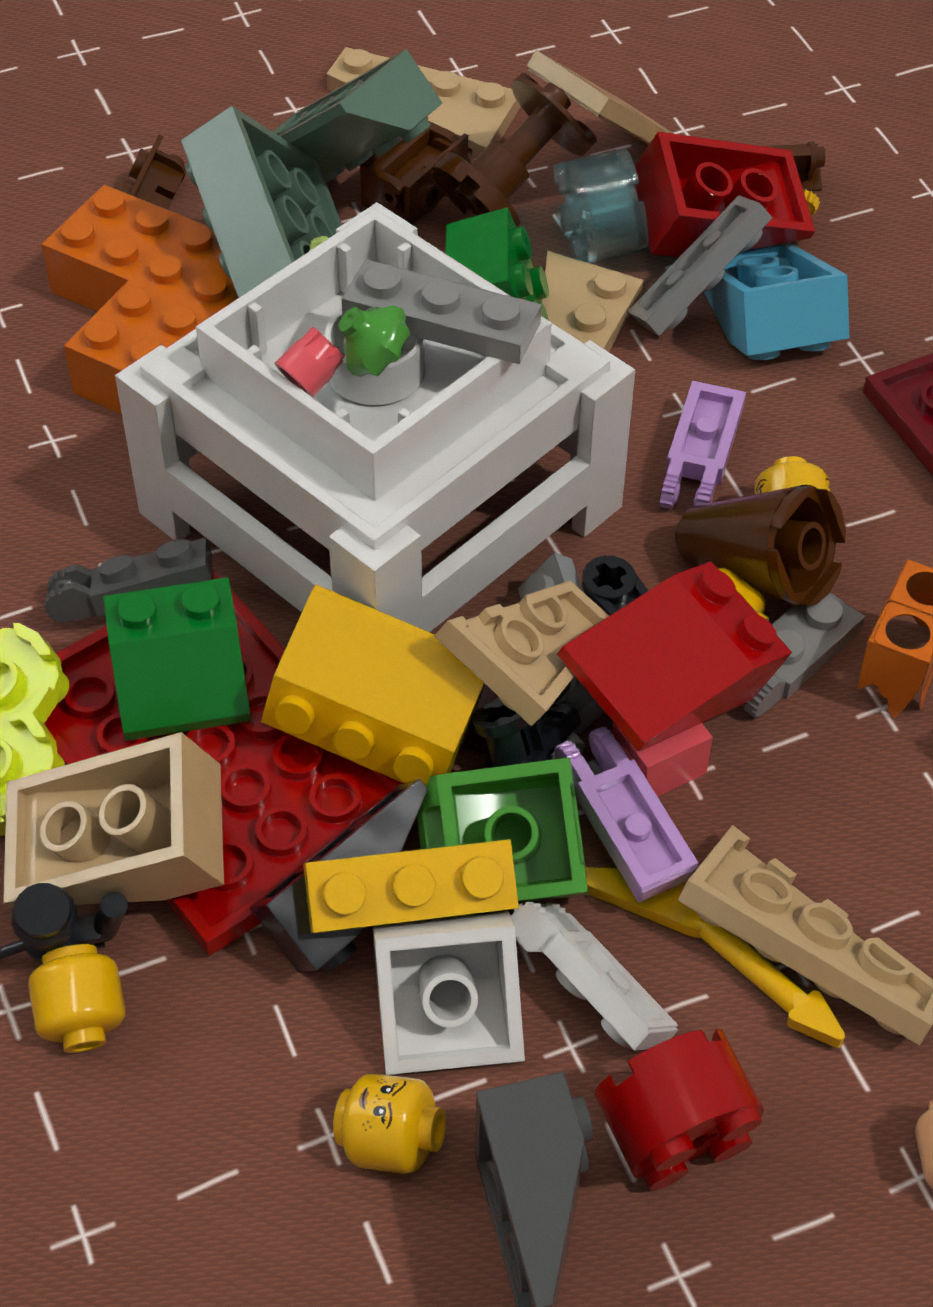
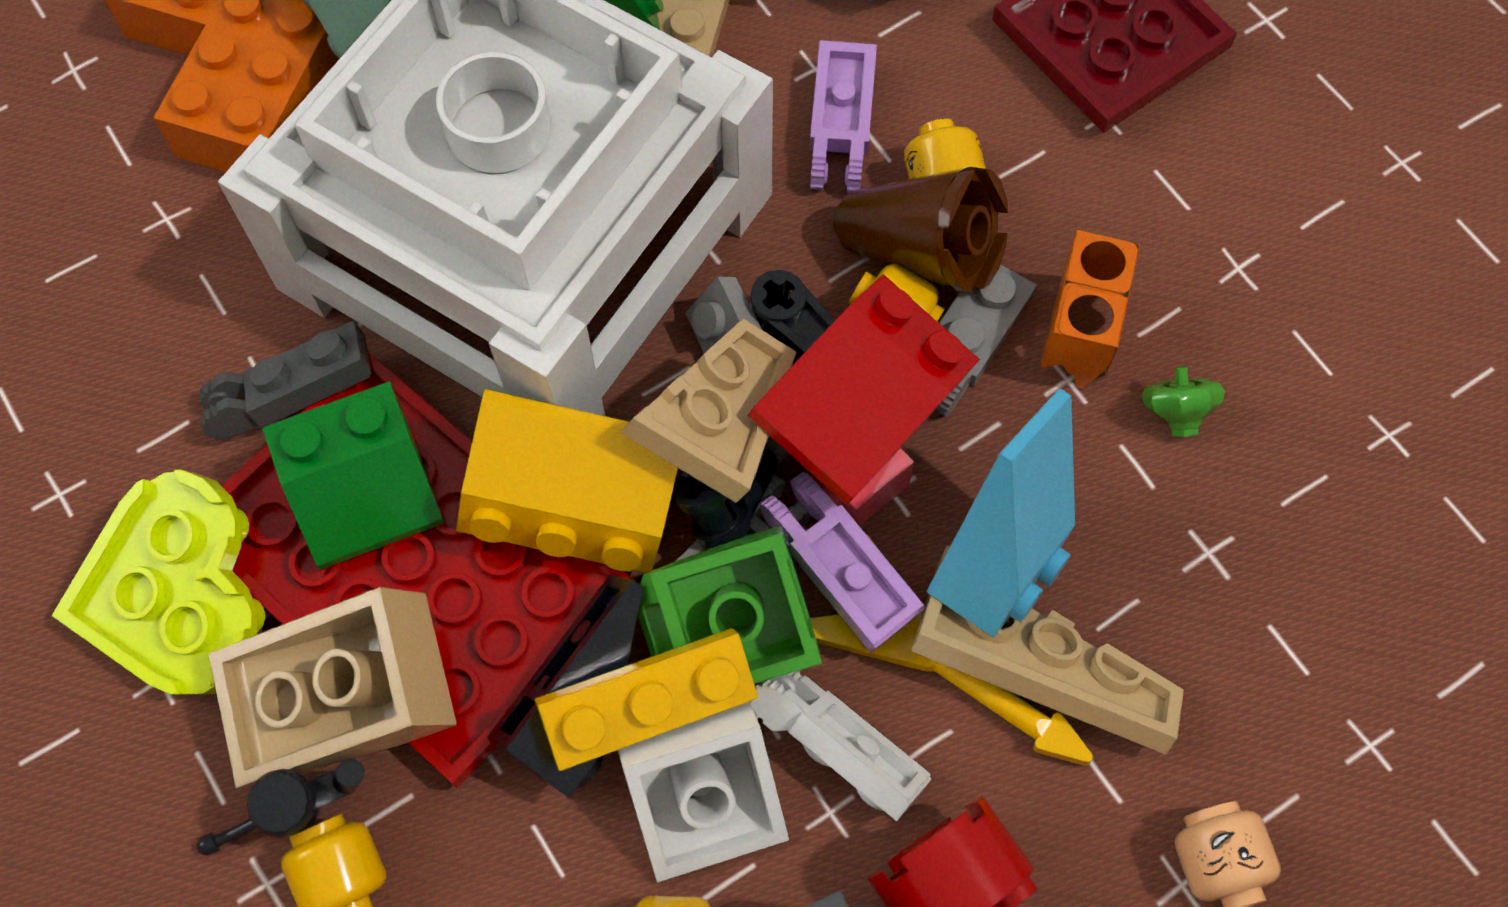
camera: 10 degrees left, 15 degrees up
(310, 362) = (428, 151): coral hose -> none
(373, 338) = (493, 115): bright green piece -> none
(448, 310) = (558, 62): light grey plate -> none
(799, 792) = (1015, 525): none -> medium azure slope

